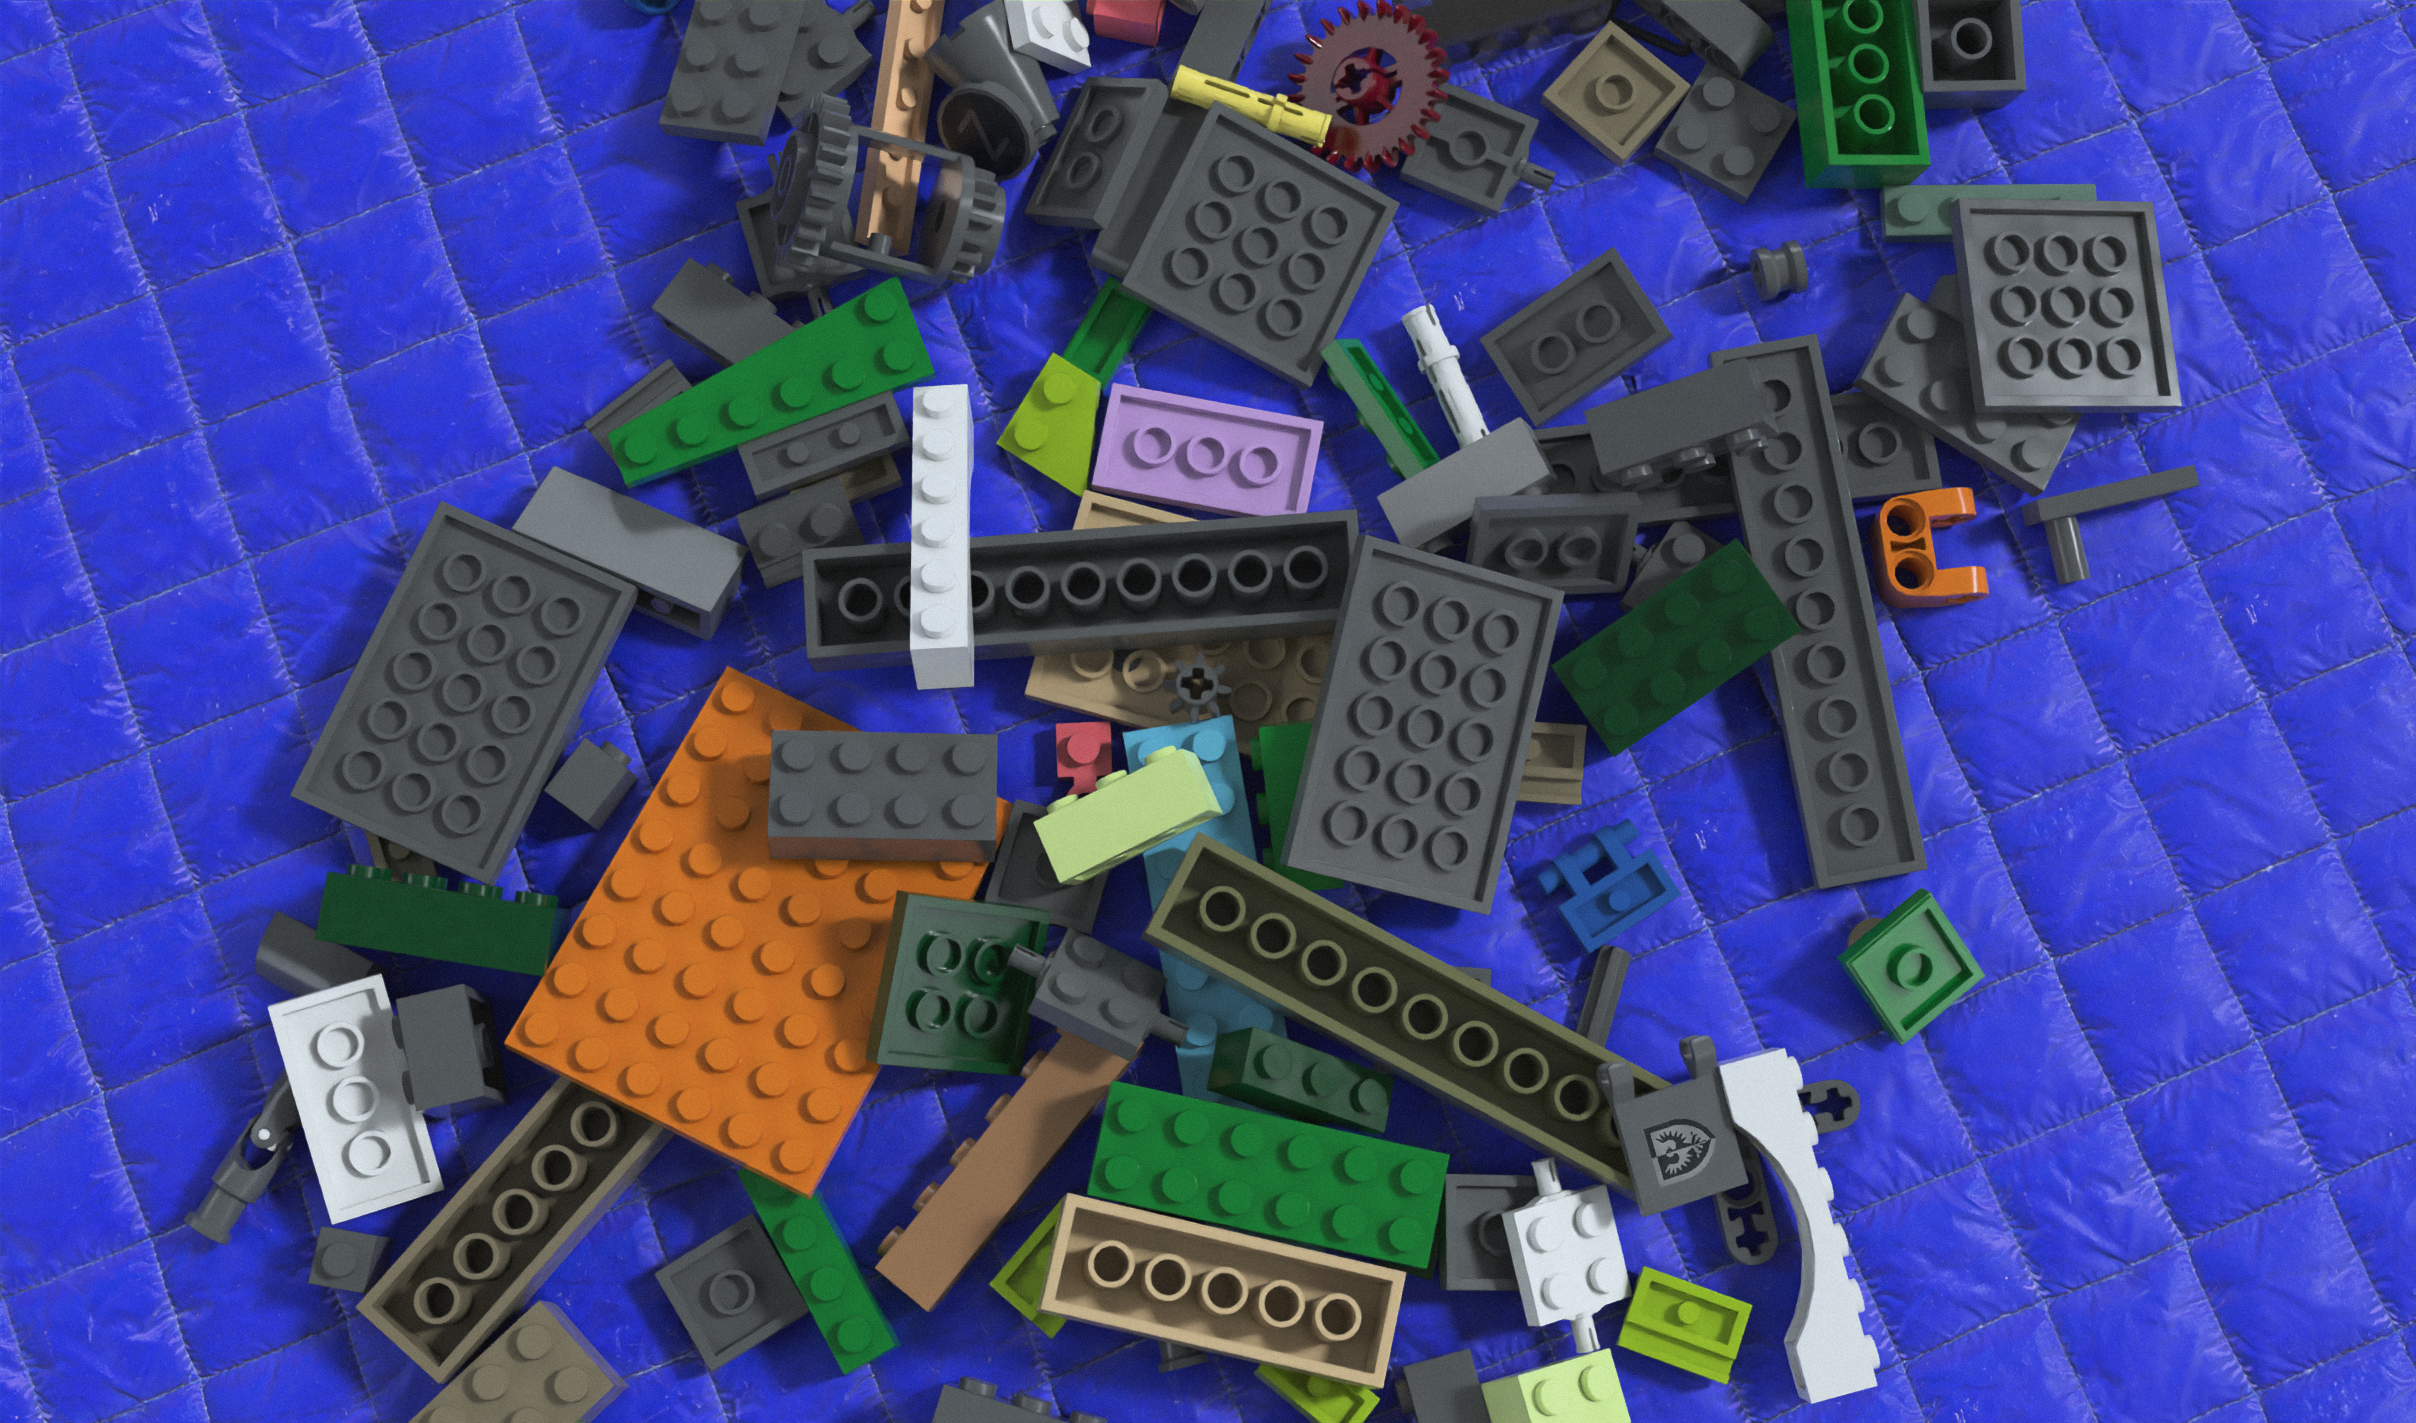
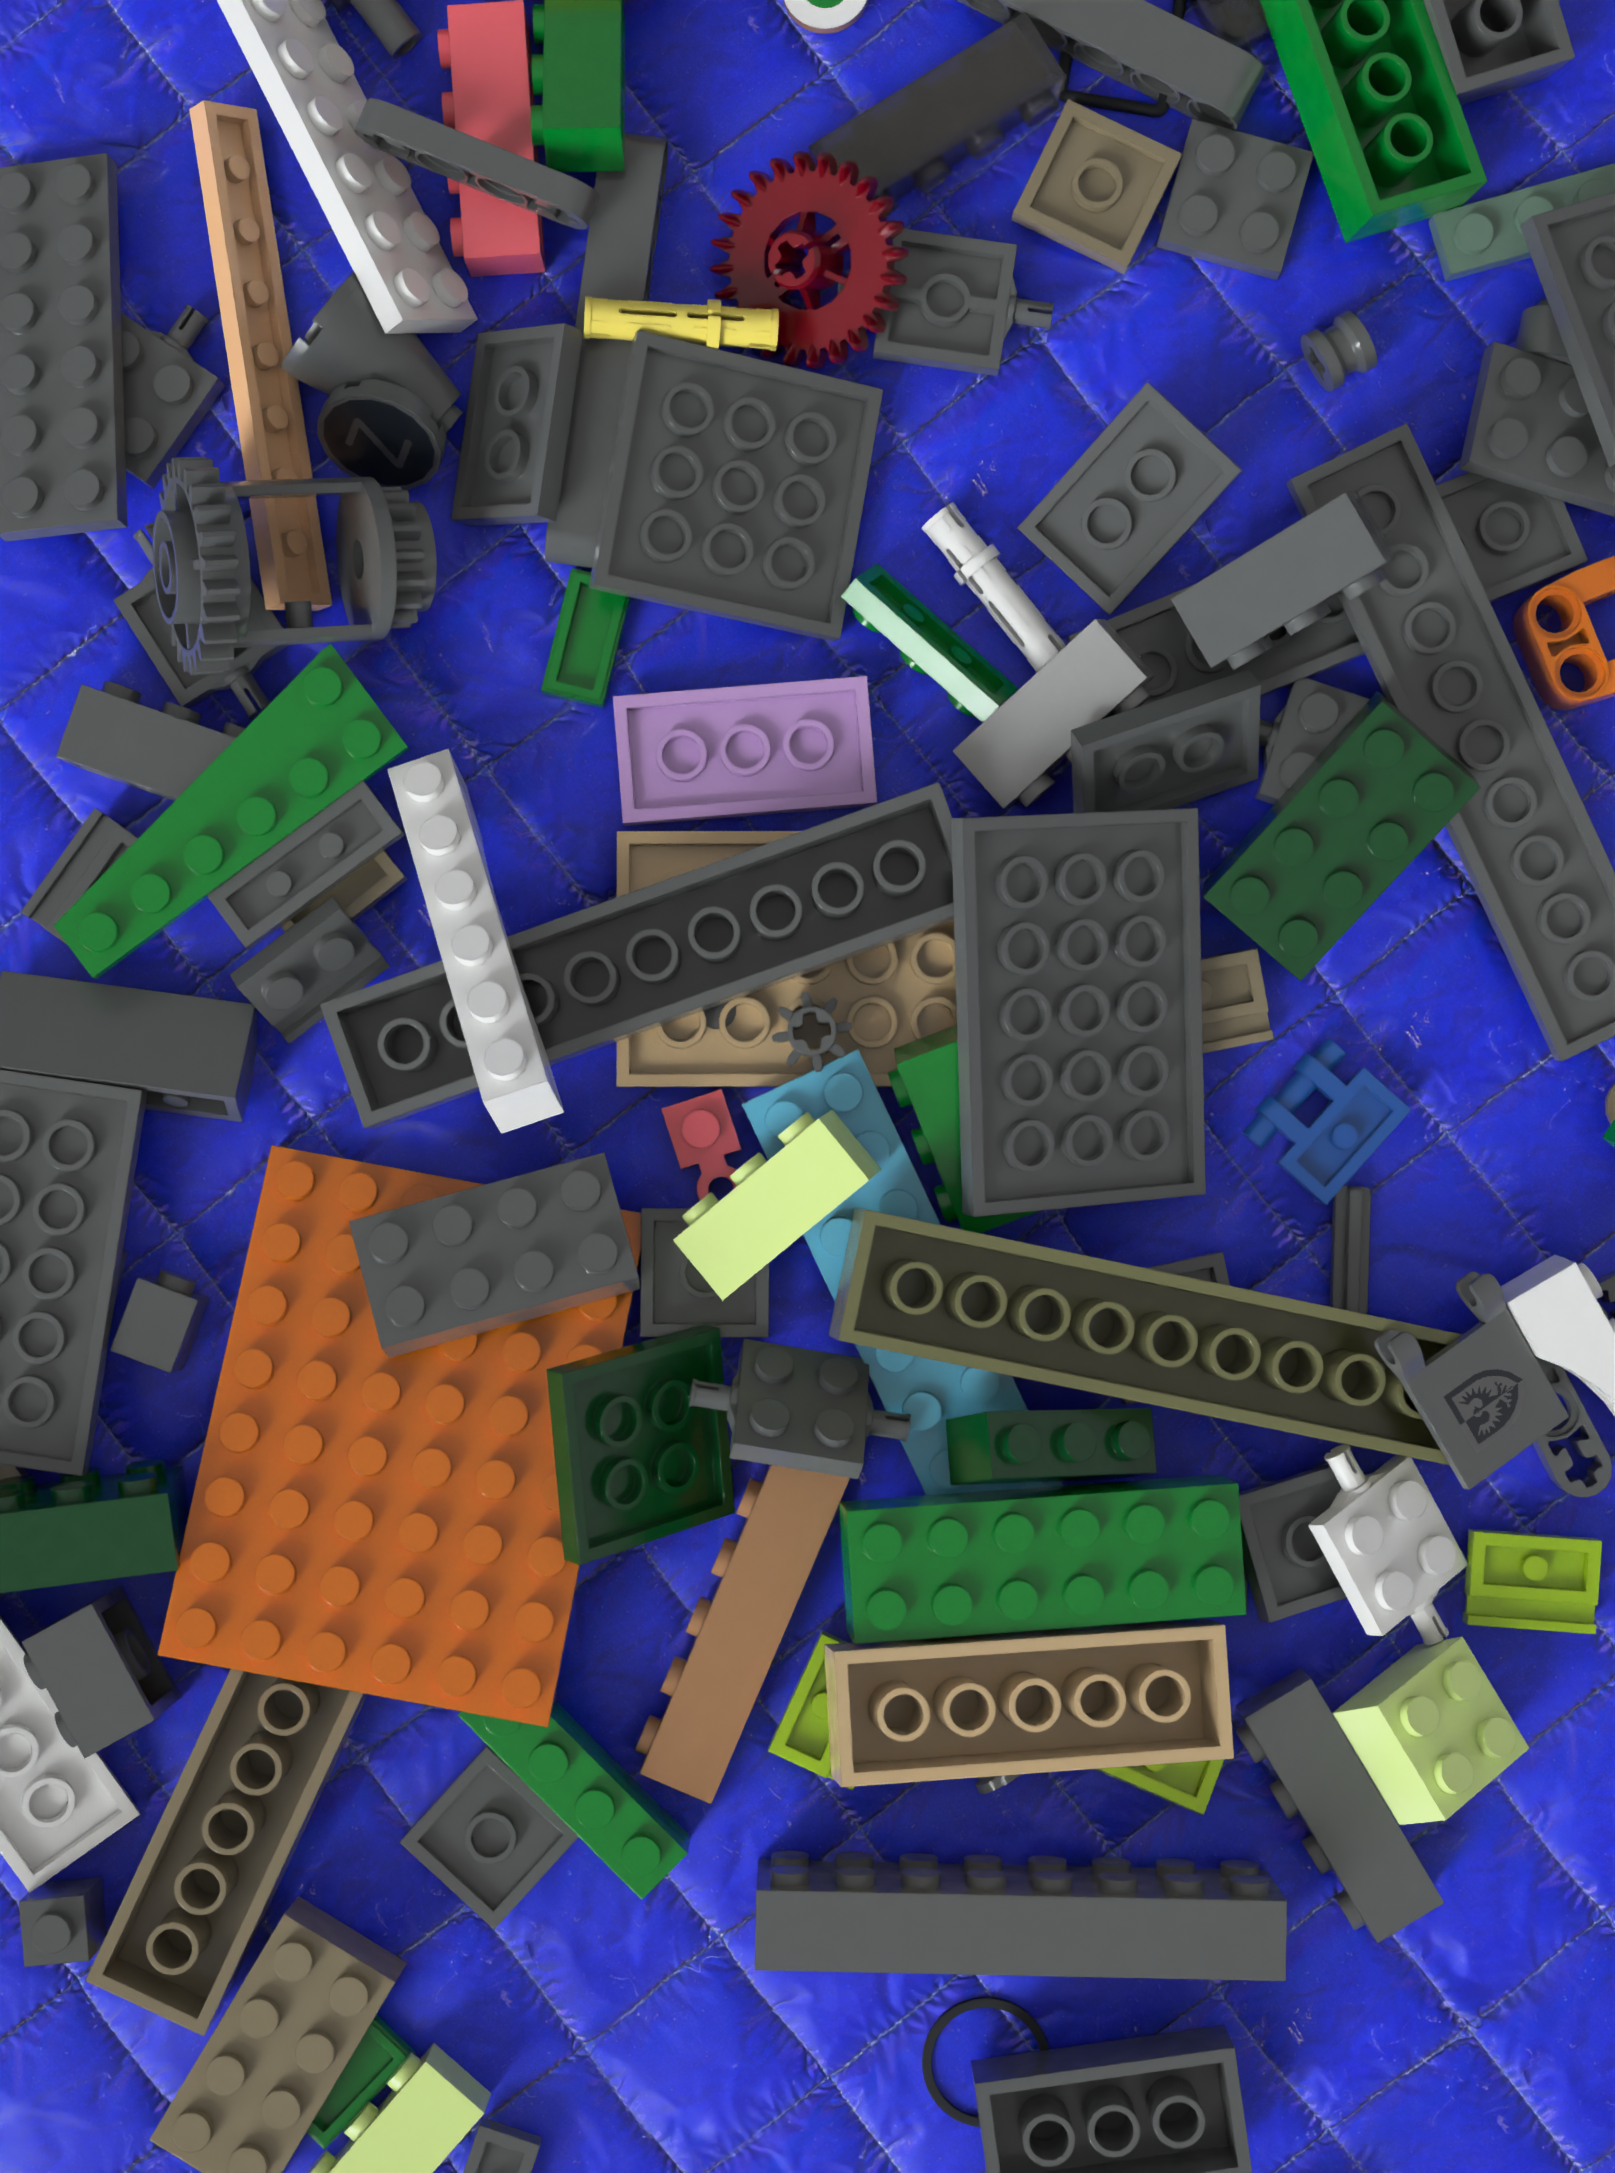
camera: 20 degrees left, 10 degrees up
(1057, 424) = (563, 762): lime wing -> none

